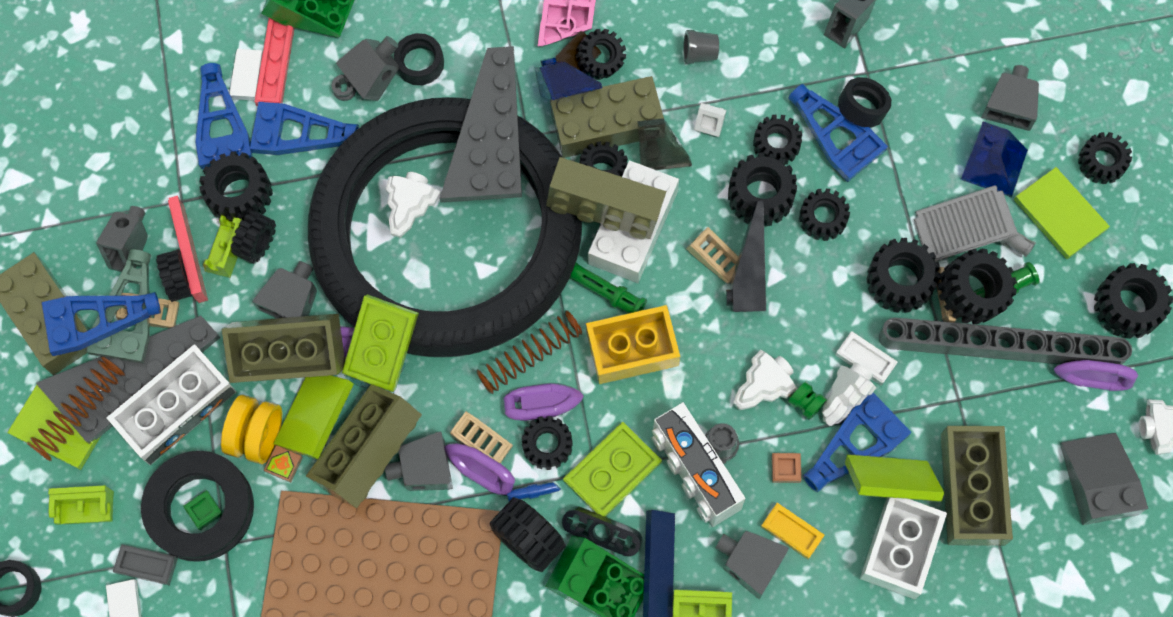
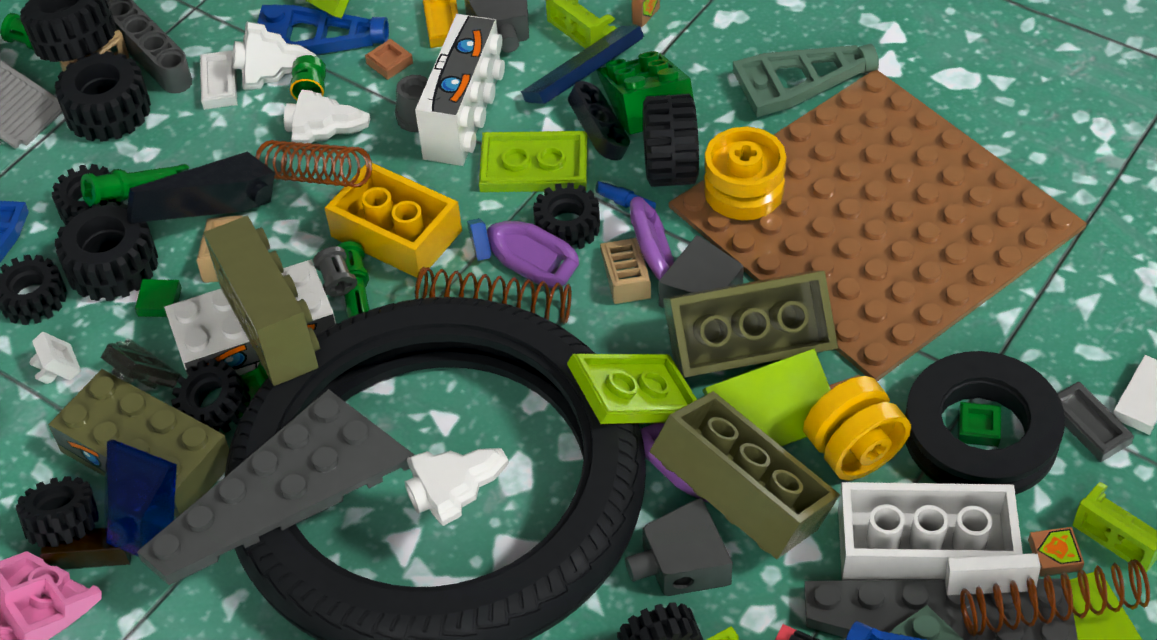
camera: 135 degrees left, 20 degrees down
(108, 463) = (1056, 551): none -> tile
(116, 397) = (987, 570): none -> white tile
(450, 539) = (744, 173): none -> yellow wheel
(583, 383) = (479, 239): none -> blue tile
(618, 278) = (334, 271): none -> dark grey bush
(668, 322) = (317, 147): none -> dark orange piece
(709, 198) = (155, 296): none -> green tile
(801, 224) = (118, 182): none -> green pin

